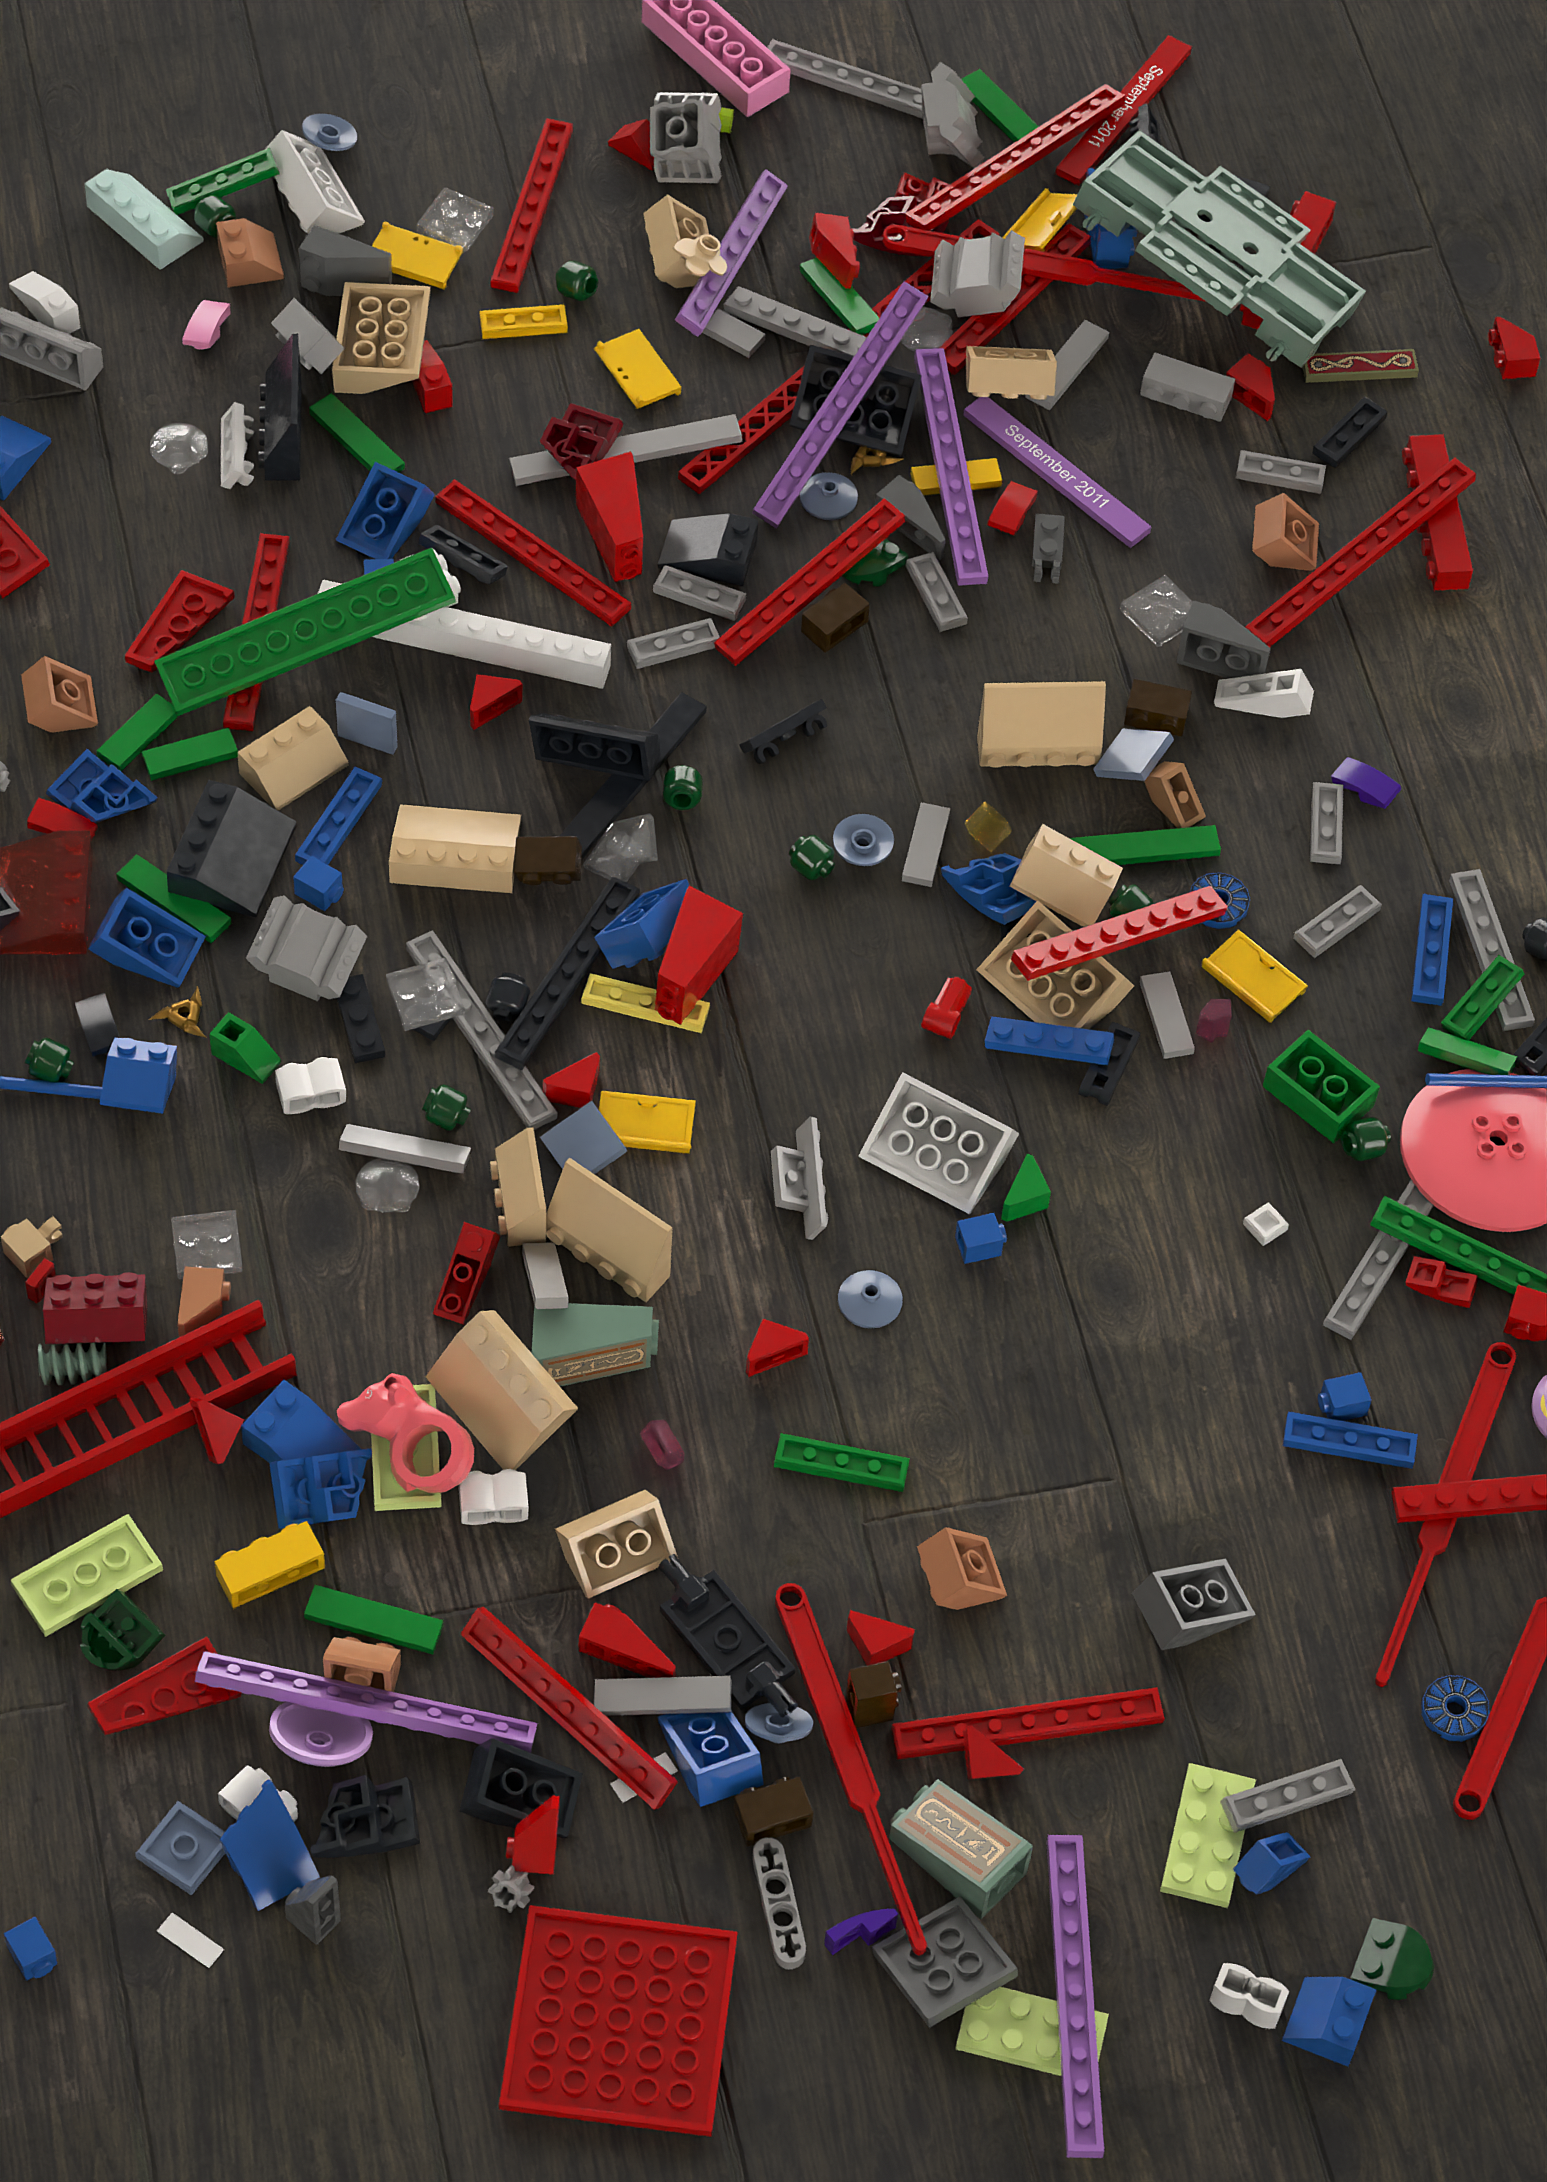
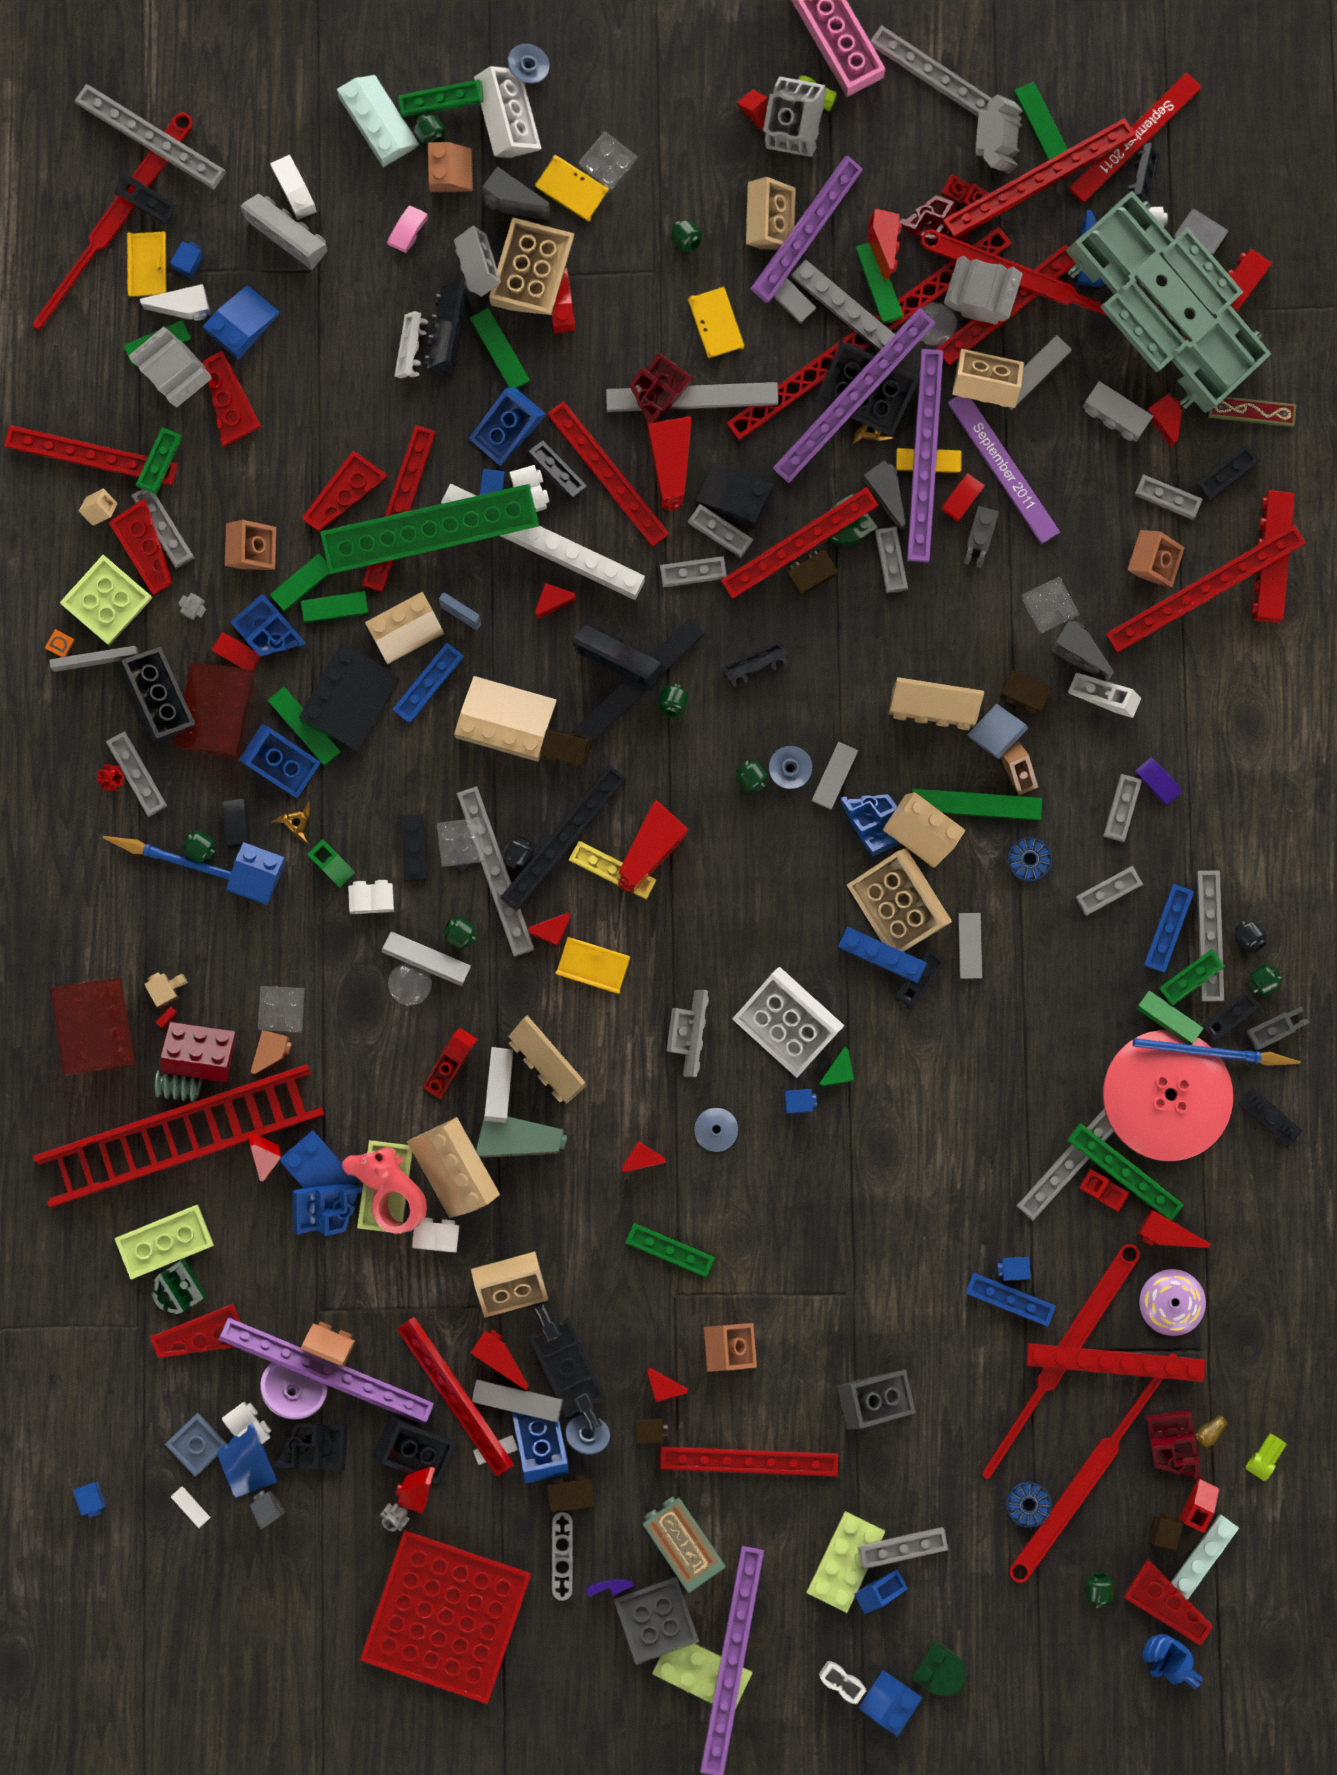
camera: 10 degrees right, 25 degrees up
(178, 446) = (370, 335): clear dish -> none
(269, 1564) = (282, 1256): yellow brick -> none
(305, 949) = (385, 794): light grey slope -> none
(318, 883) = (405, 735): blue brick -> none
(373, 1619) = (343, 1307): green tile -> none
(519, 1190) = (495, 1010): tan slope -> none
(523, 321) = (641, 263): yellow tile -> none
(531, 205) = (668, 154): red tile -> none
(585, 1139) = (547, 978): sand blue tile -> none
(624, 848) = (621, 744): clear slope -> none
(643, 926) = (622, 814): blue slope -> none
(660, 1429) = (553, 1217): clear pink piece -> none
(701, 255) = (778, 239): tan plate -> none
(829, 496) = (829, 469): sand blue dish -> none
(844, 1744) = (626, 1454): red piece -> none
(945, 1013) = (816, 918): red piece -> none
(985, 1758) = (715, 1486): red slope -> none
(988, 826) = (881, 771): clear yellow panel -> none
(1044, 219) = (1050, 232): yellow door -> none
(1118, 933) = (948, 887): plate -> none
(1128, 900) = (965, 857): dark green head -> none
(1214, 1019) = (1001, 959): clear pink piece -> none
(1241, 971) = (1034, 921): yellow door -> none
(1265, 1224) = (996, 1123): white tile -> none
(1320, 1086) = (1060, 1028): green brick -> none
(1365, 1139) = (1080, 1074): dark green head -> none

